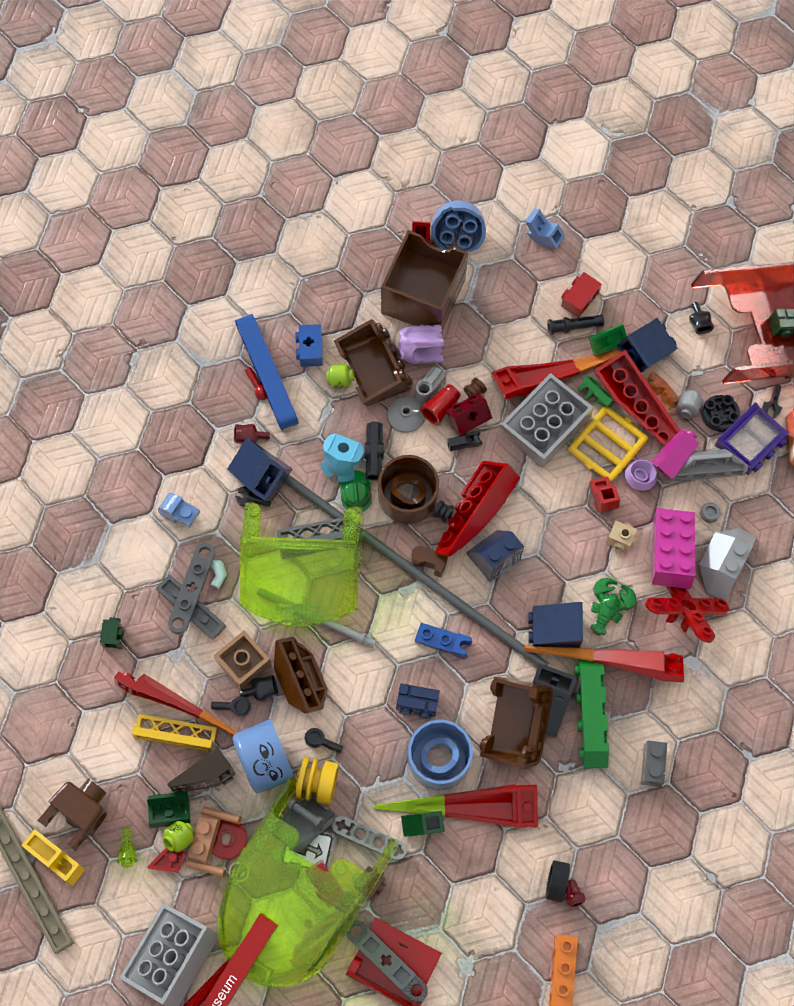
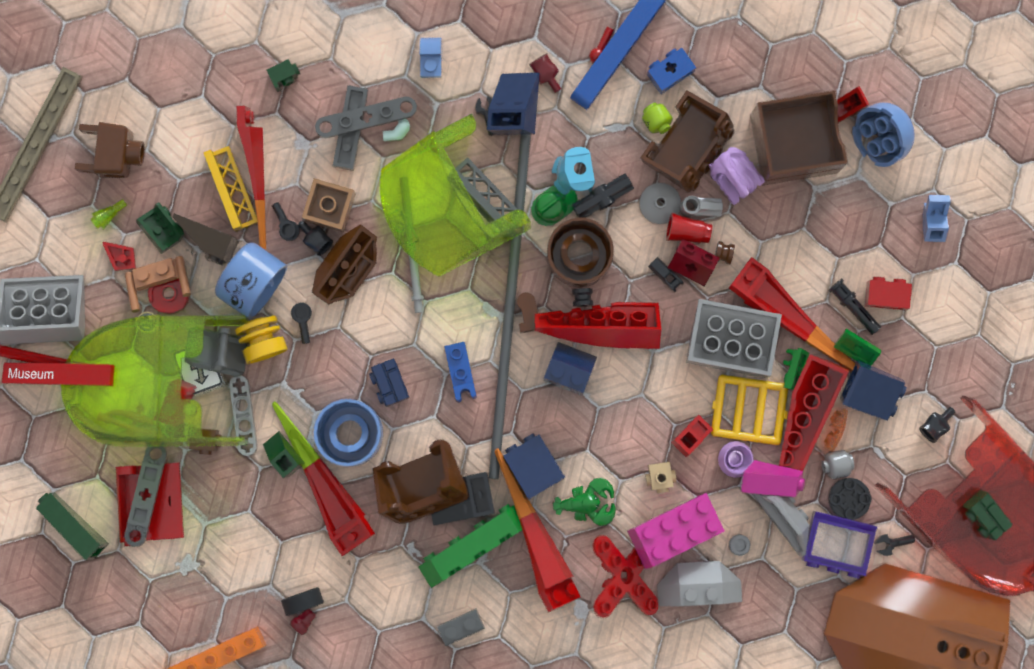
camera: 65 degrees right, 15 degrees up
(53, 857) = (62, 157): yellow slope -> none
(178, 836) = (141, 251): lime head -> none

